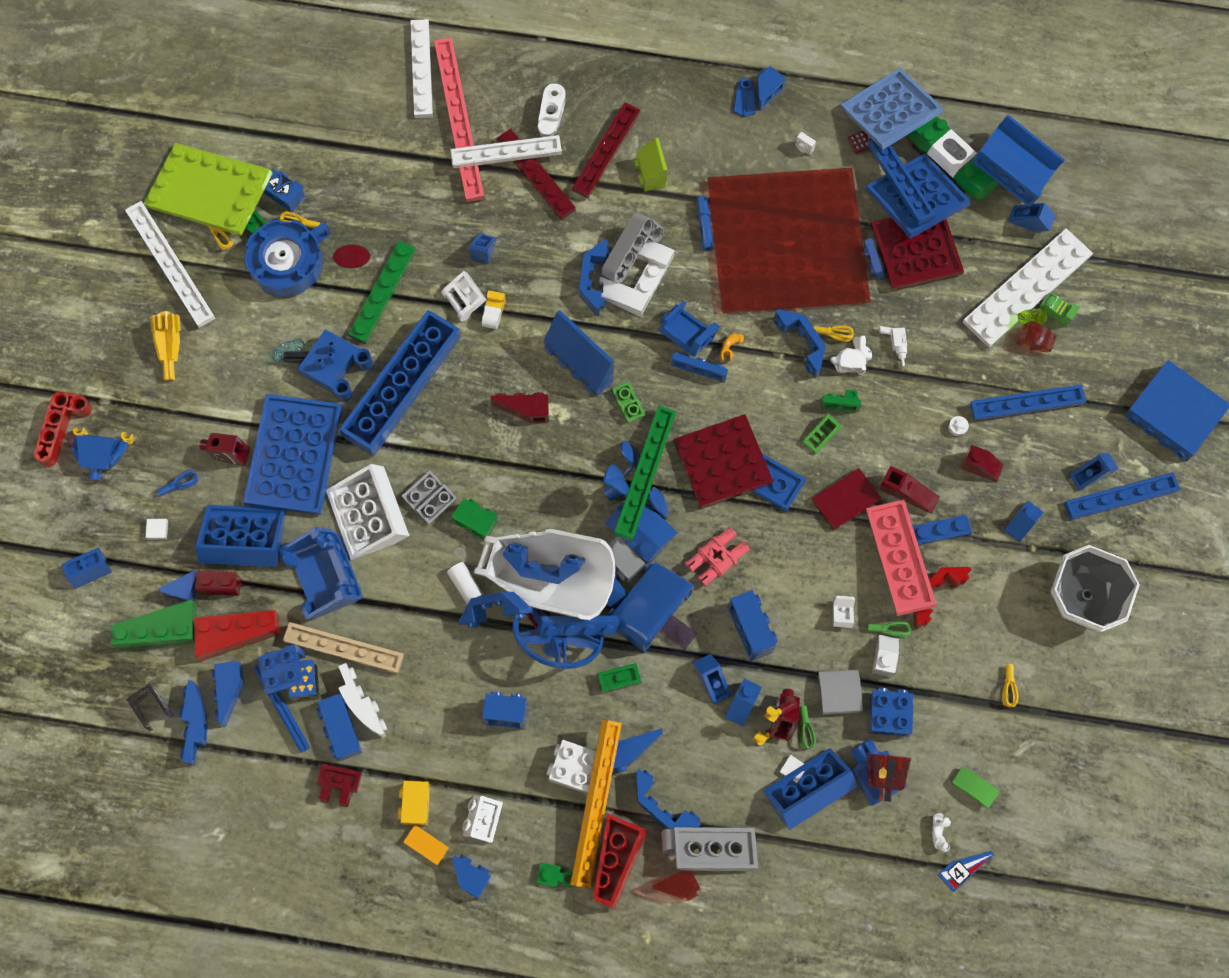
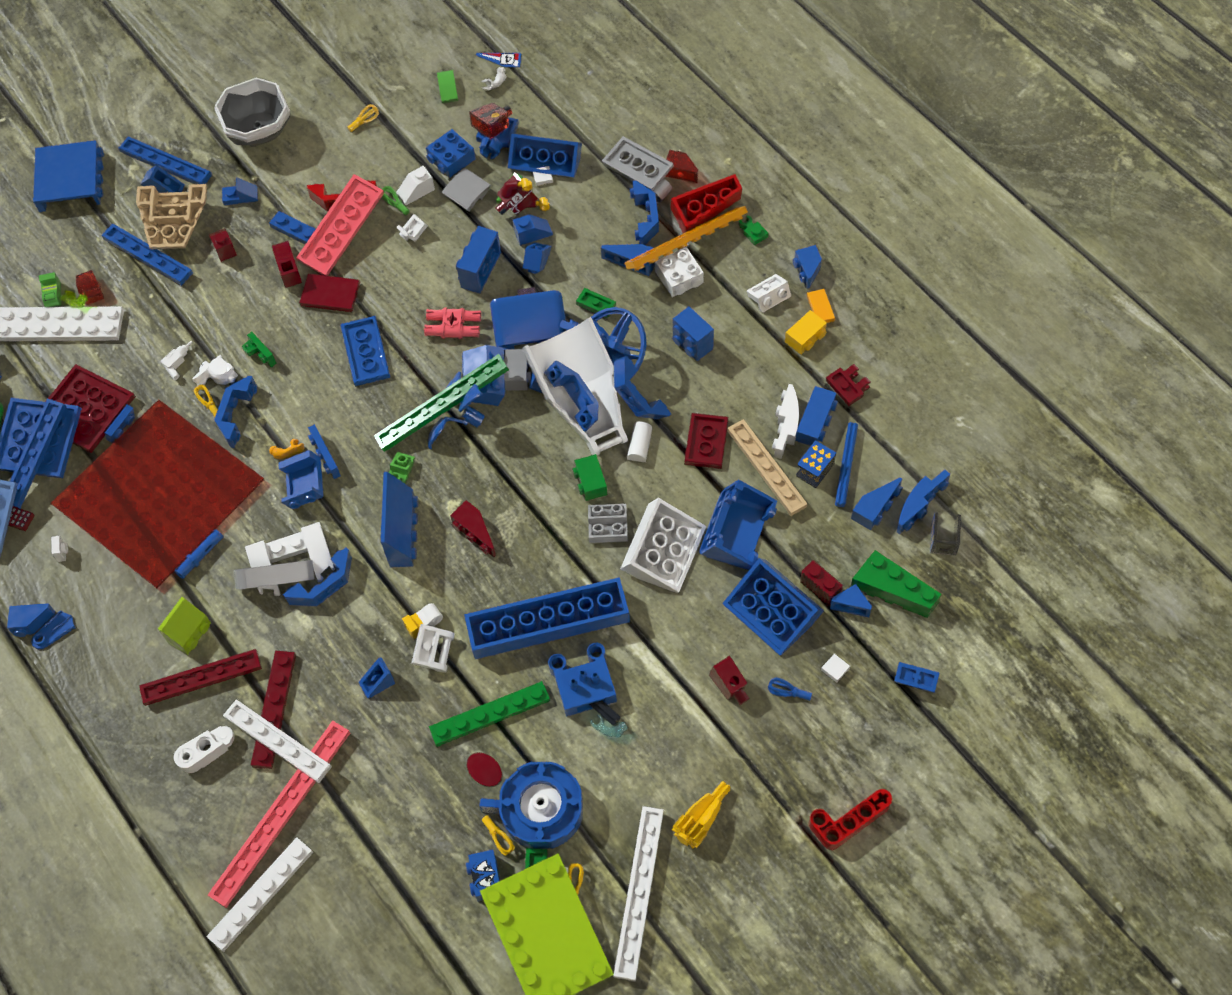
camera: 130 degrees left, 10 degrees down
(98, 451) = (834, 764): blue torso -> none
(228, 632) = (838, 538): red wedge -> none
(281, 669) = (824, 478): blue bracket -> none
(293, 454) = (679, 637): blue plate -> none
(414, 632) = (706, 440): none -> dark red tile
(723, 461) = (380, 378): dark red plate -> none
(828, 418) = (294, 349): bright green slope -> none
(958, 426) = (206, 277): white tile -> none
(1048, 445) = (170, 216): none -> tan wedge

